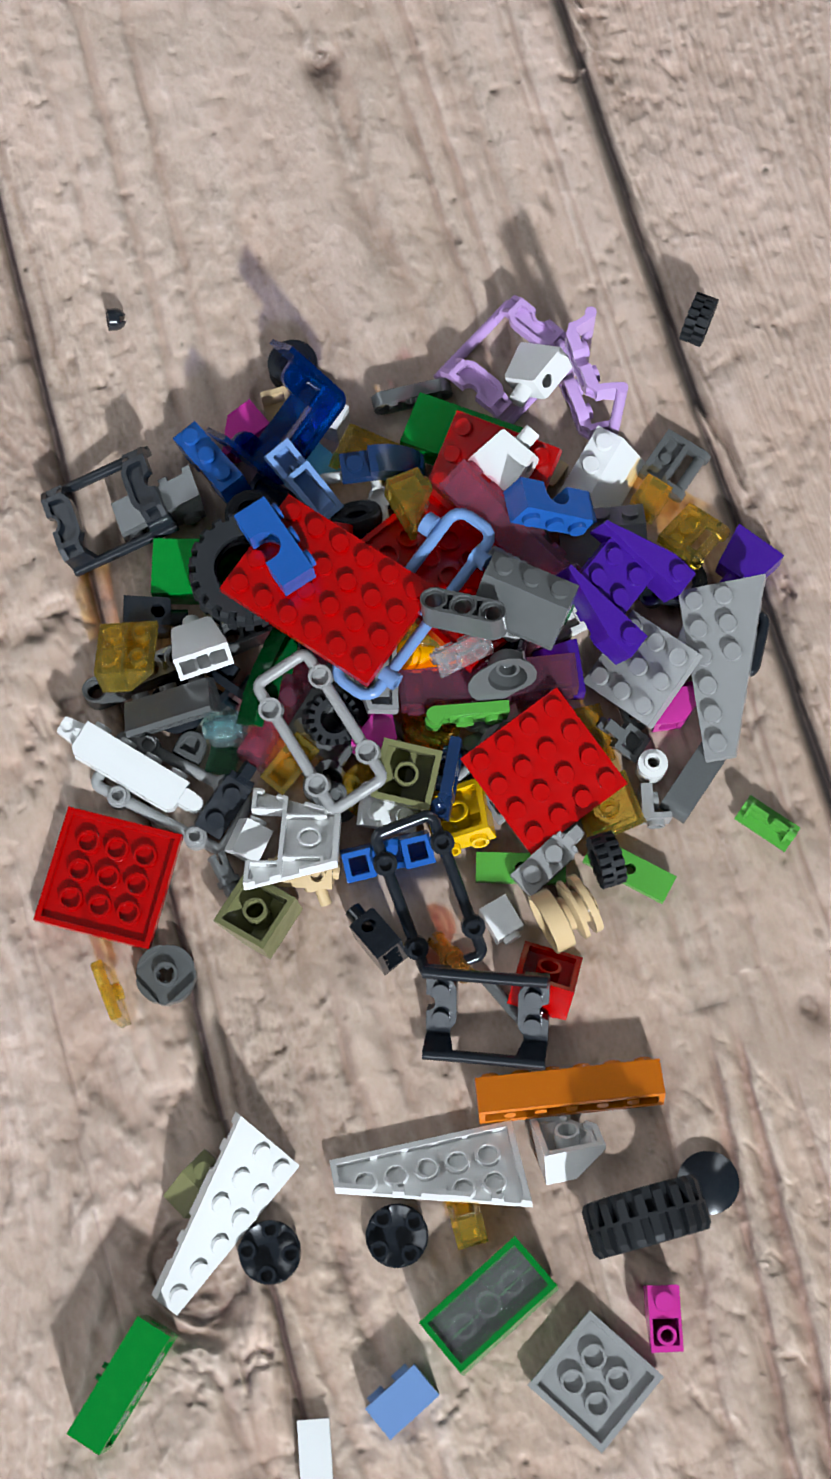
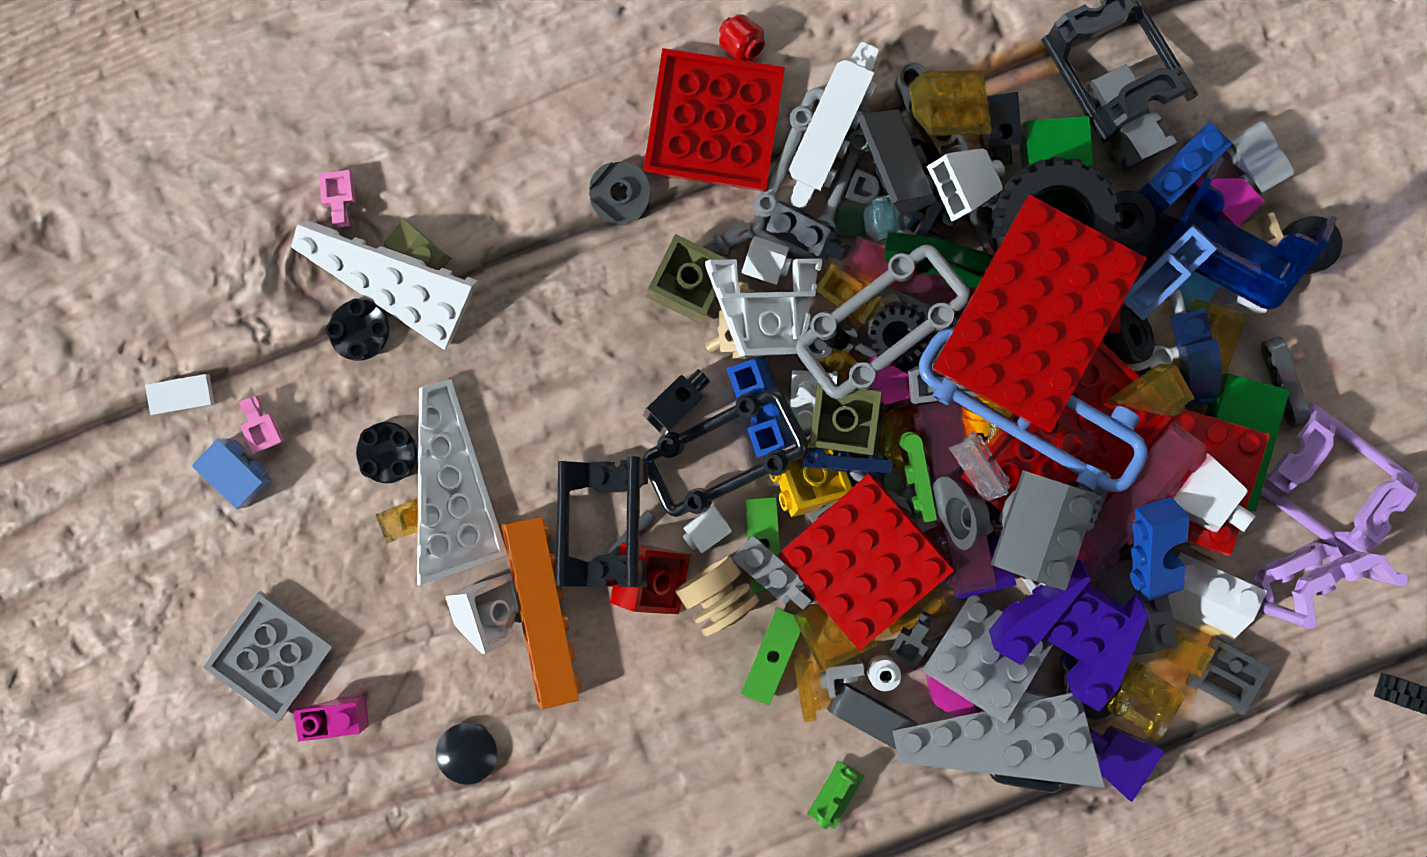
camera: 80 degrees right, 15 degrees up
(34, 844) = (741, 37): none -> red head
(111, 993) = (590, 138): clear yellow plate -> none
(113, 320) = (1349, 36): black hinge -> none
(122, 1384) = (215, 202): green brick -> none
(127, 1259) = (338, 191): none -> bright pink plate
(210, 401) = (1258, 158): none -> light grey brick
(263, 524) = (1105, 233): blue arch -> none
(361, 1366) = (260, 430): none -> bright pink plate
(448, 953) = (663, 481): clear orange pin -> none
(463, 613) = (1032, 455): dark grey beam -> none
(488, 1305) = (324, 549): clear brick -> none
(536, 371) = (1326, 517): white torso -> none
(606, 859) = (775, 635): black tyre -> none
(646, 1216) = (413, 700): black tyre -> none
(673, 839) = (809, 700): none -> clear yellow plate

